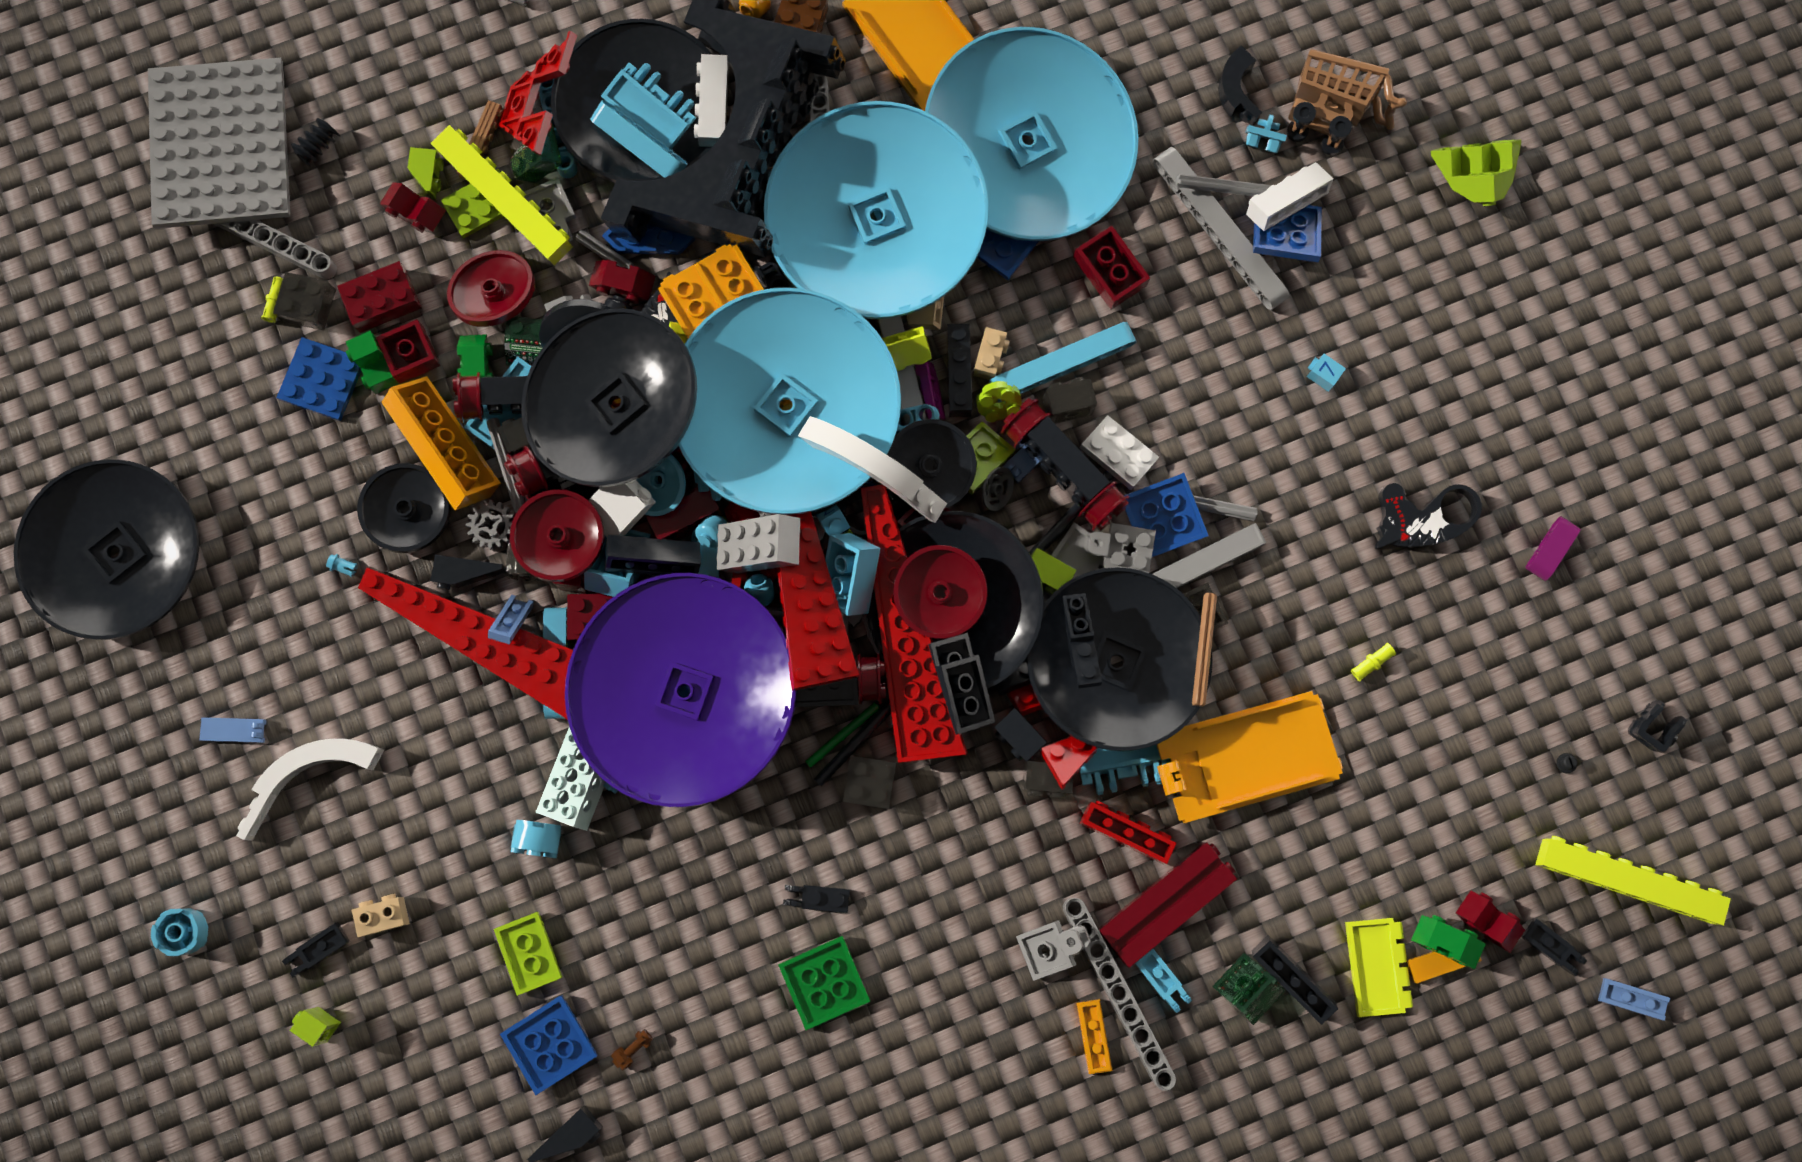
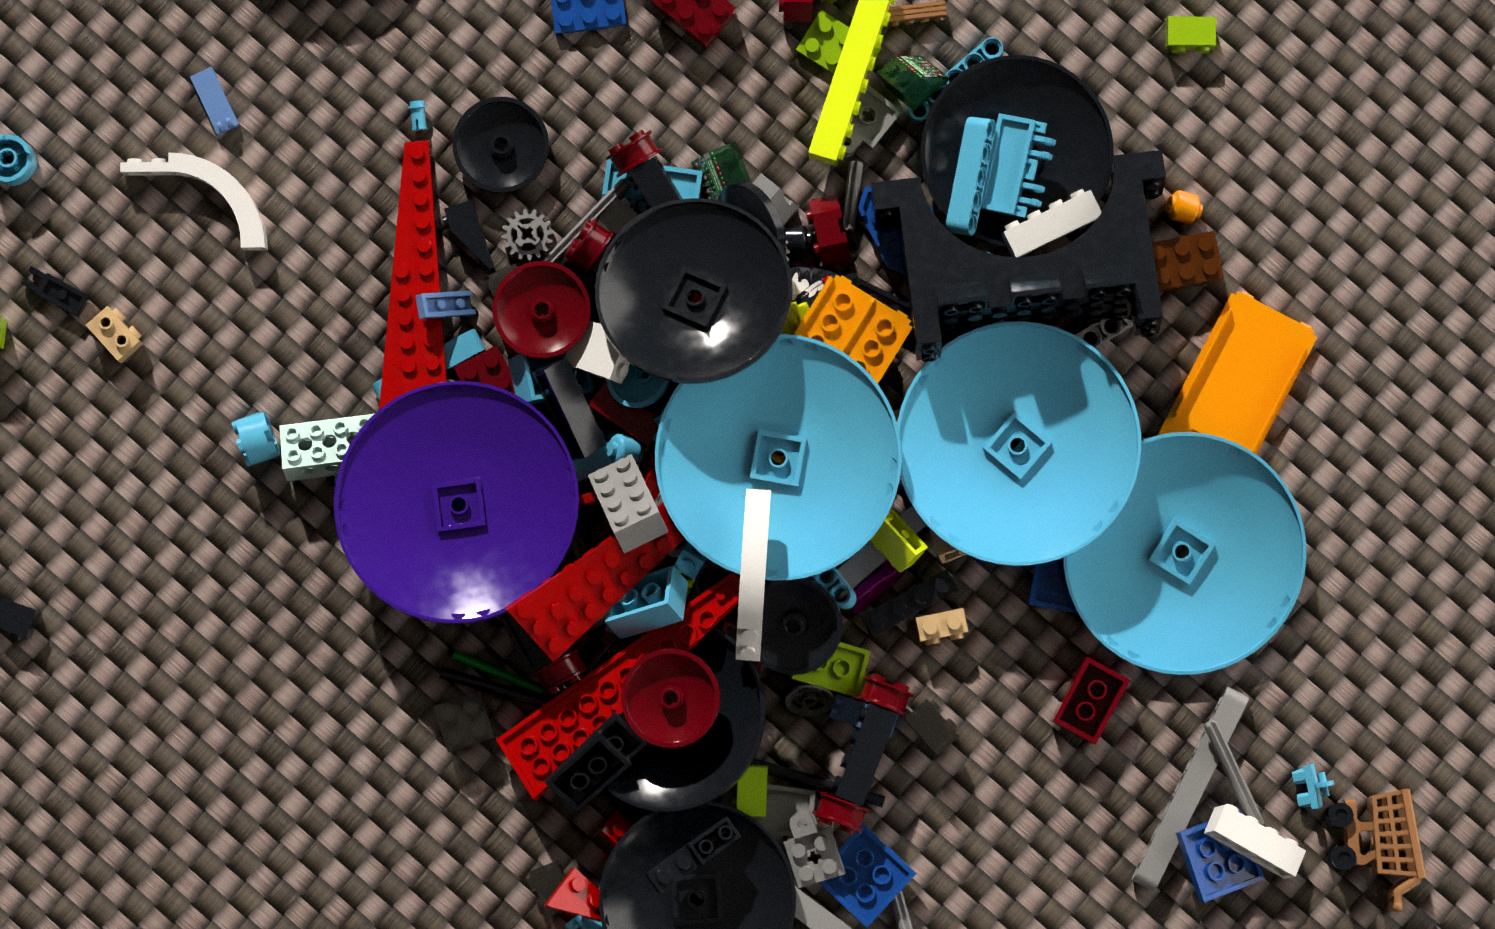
camera: 65 degrees right, 5 degrees up
(368, 356) = (623, 41): green brick -> none
(408, 351) = (653, 64): dark red brick -> none
(440, 442) = (580, 146): light orange brick -> none
(474, 355) = (683, 128): green brick -> none
(491, 288) = (755, 109): dark red dish -> none
(518, 112) = (959, 35): red wing -> none
(528, 953) = (149, 486): lime plate -> none
(548, 1044) = (78, 550): blue plate -> none
(622, 1057) = (99, 624): reddish brown bar -> none
(760, 588) = (592, 523): medium azure head -> none
(771, 274) = (907, 372): black piece -> none
(820, 898) = (335, 730): black hinge -> none
(824, 982) = (259, 774): green plate -> none
(1000, 390) = (886, 655): lime plate -> none
(1019, 735) = (578, 841): black slope -> none
(1069, 358) = (971, 700): medium azure beam -> none
(1119, 452) = (908, 800): white plate -> none
(1230, 89) = (1359, 721): black arch -> none

